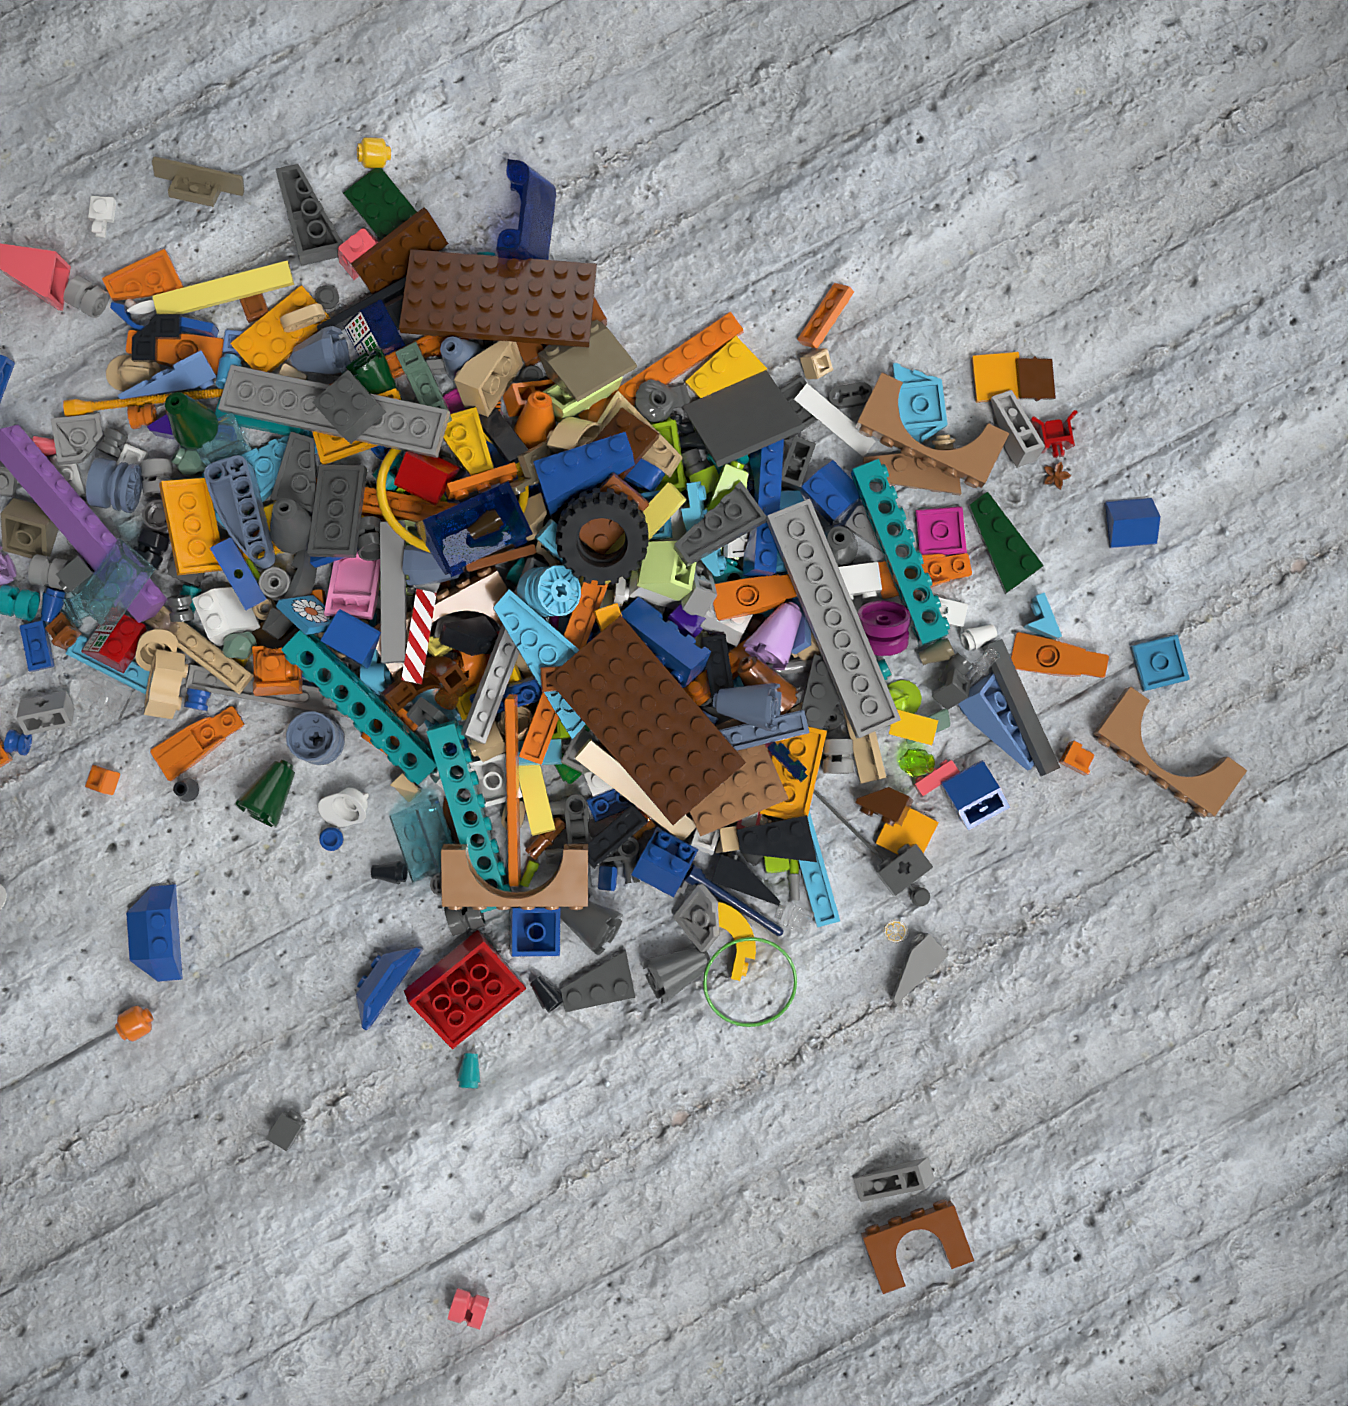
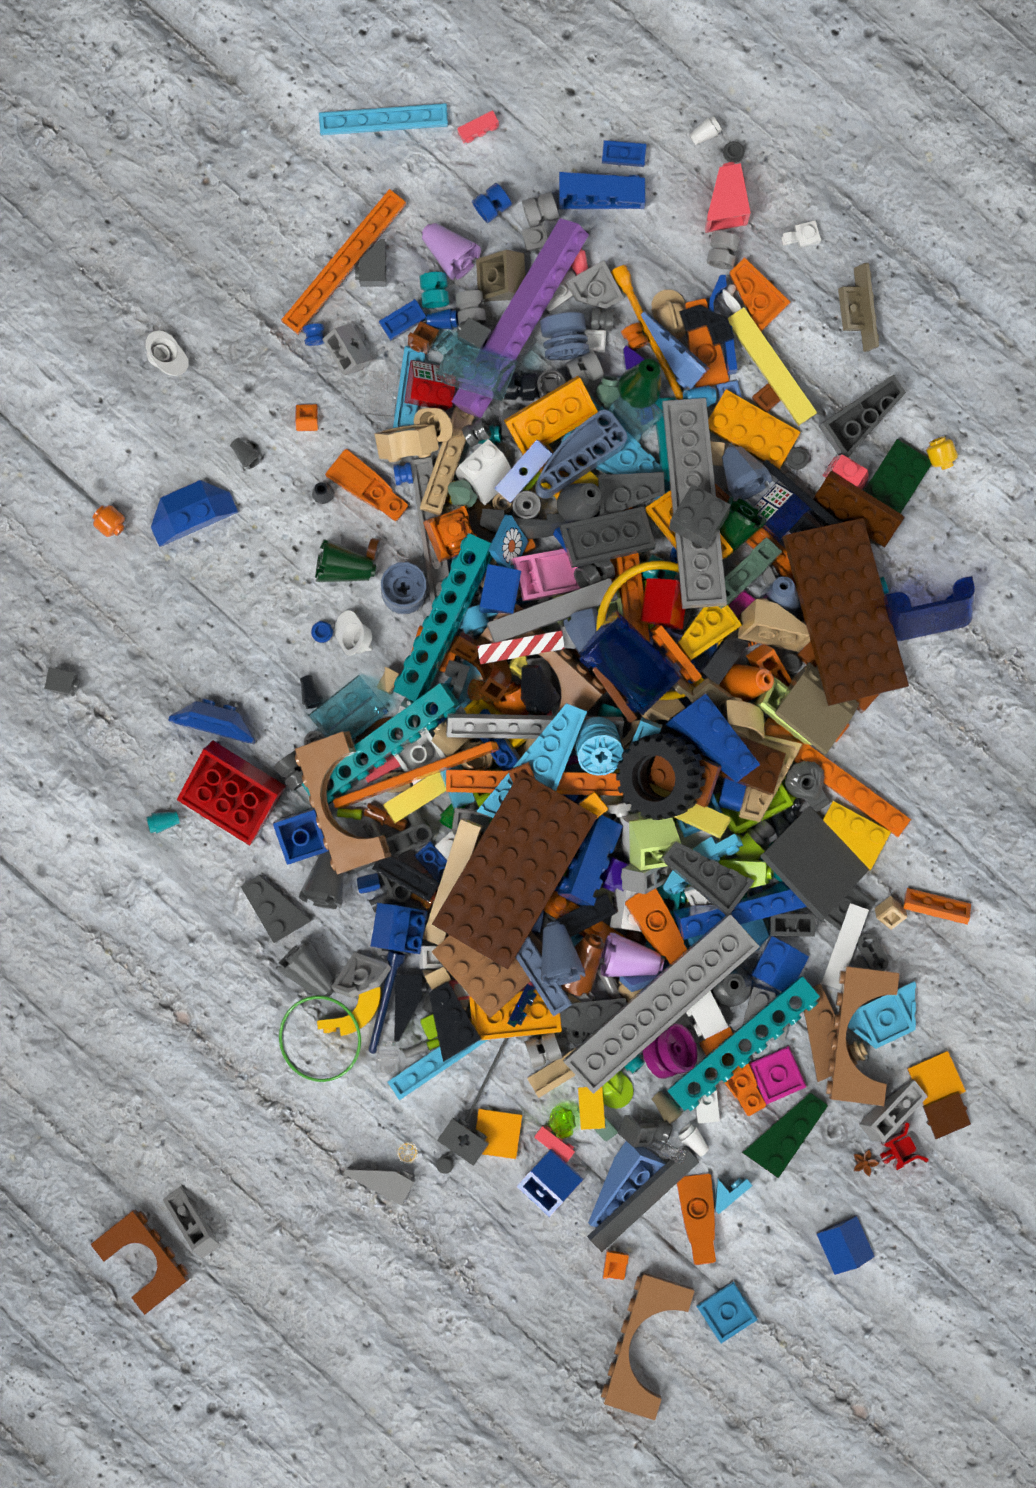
camera: 75 degrees right, 0 degrees up
(119, 854) = (246, 454): none -> dark grey cone
(263, 756) = (373, 548): none -> reddish brown tile
(302, 317) = (769, 445): tan beam -> none
(485, 524) = (637, 671): dark brown cone -> none
(495, 816) = (388, 767): none -> coral piece
(546, 994) = (250, 864): black cone -> none
(887, 804) = (516, 1107): reddish brown slope -> none

